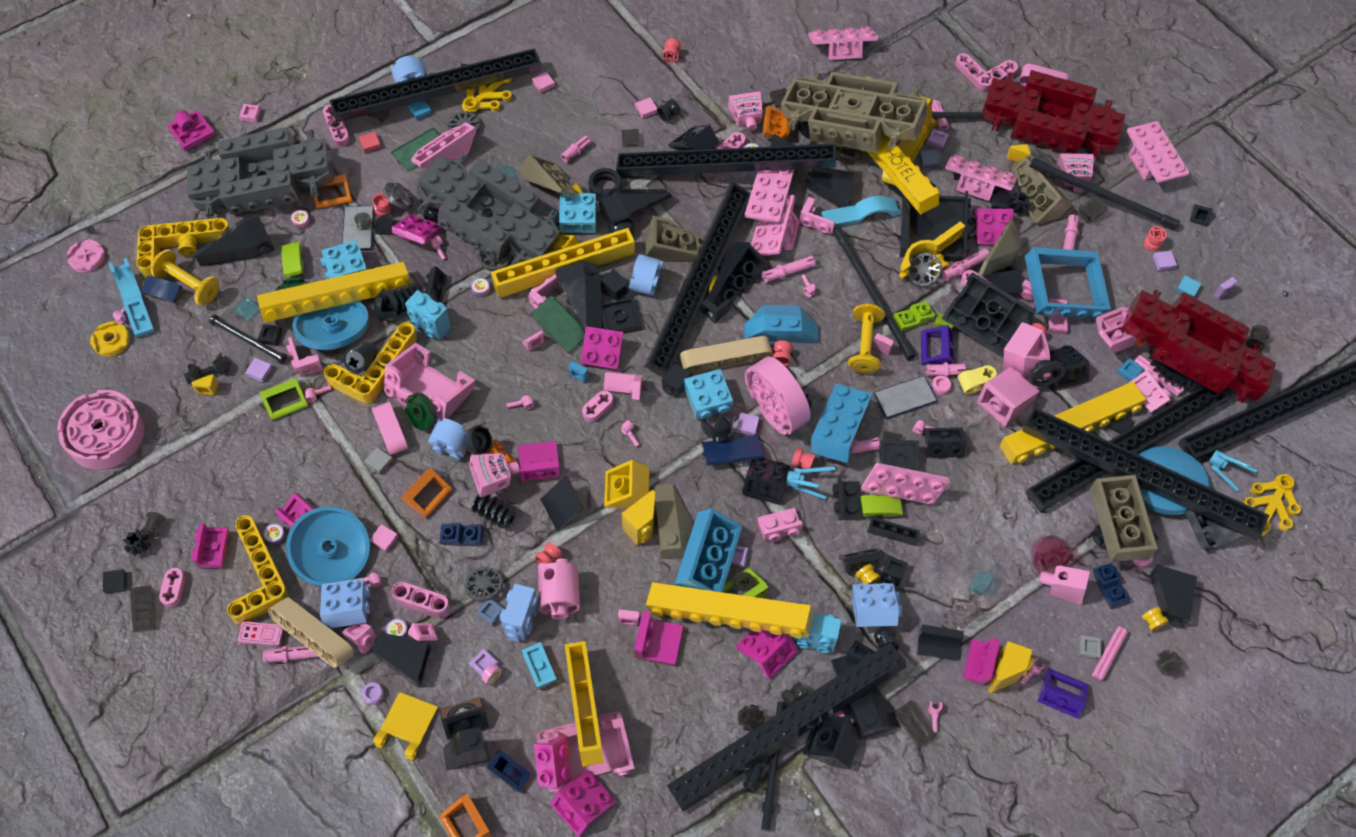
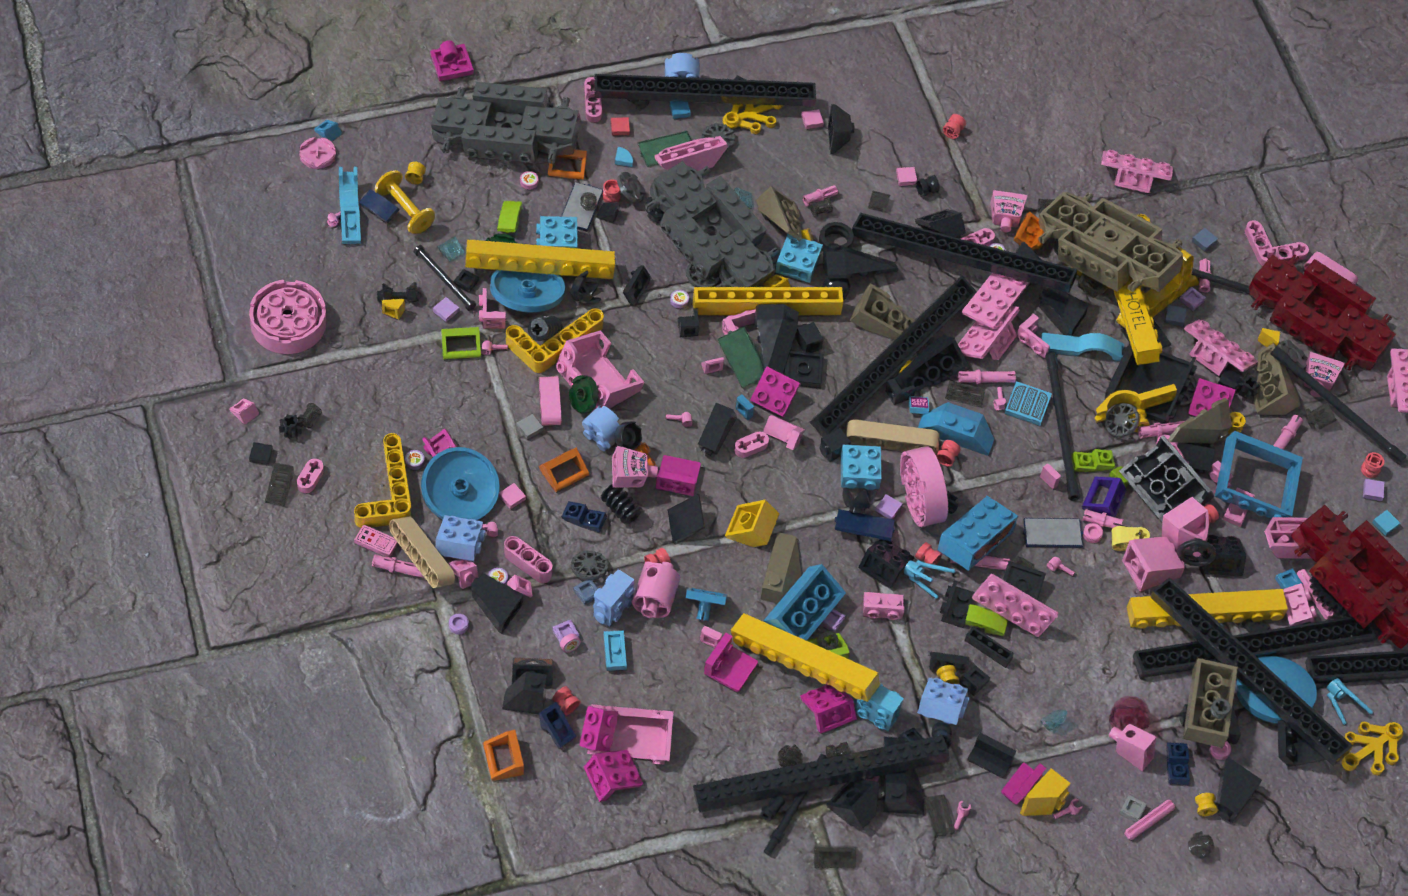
camera: 15 degrees right, 5 degrees down
(85, 541) = (244, 410): none -> bright pink slope
(90, 230) = (328, 130): none -> dark azure slope
(113, 347) = (318, 246): yellow tile -> none
(166, 235) = (399, 157): yellow beam -> none
(210, 546) = (354, 451): dark pink bracket -> none
(241, 243) = (468, 186): black wedge -> none
(250, 113) = (513, 62): bright pink tile -> none
(382, 170) = (623, 157): none -> medium azure tile
(396, 298) = (603, 285): black piece -> none
(408, 721) = (482, 656): yellow flag -> none
(416, 229) = (637, 225): dark pink plate -> none
(428, 315) = (621, 309): medium azure brick -> none
(436, 242) = (651, 244): bright pink hand -> none
(498, 309) = (689, 325): none -> black panel
(508, 738) = (566, 700): none -> coral wheel
(560, 403) = (717, 429): none -> black slope
(570, 82) = (839, 128): none -> black slope
(584, 704) = (644, 689): yellow brick -> none
(586, 158) = (827, 207): none -> clear smoke bush
(610, 579) = (705, 598): none -> dark azure tile
(626, 429) = (771, 473): bright pink hand -> none
(639, 519) = (753, 555): yellow slope -> none
(645, 274) = (842, 337): light blue brick -> none
(738, 315) = (918, 405): none -> tile
(775, 294) = (965, 395): none -> clear smoke tile
(831, 807) = (834, 856): none -> clear smoke slope
(834, 281) = (1028, 403): none -> medium azure tile
(867, 315) = (1024, 486): yellow hose -> none
(926, 83) = (1204, 239): none -> sand blue tile
(945, 442) = (1073, 585): black bracket -> none
(1026, 237) = (1238, 419): none -> yellow wheel
(1060, 698) = (1086, 841): dark purple tile -> none
(1144, 519) = (1214, 708): none -> dark grey bush

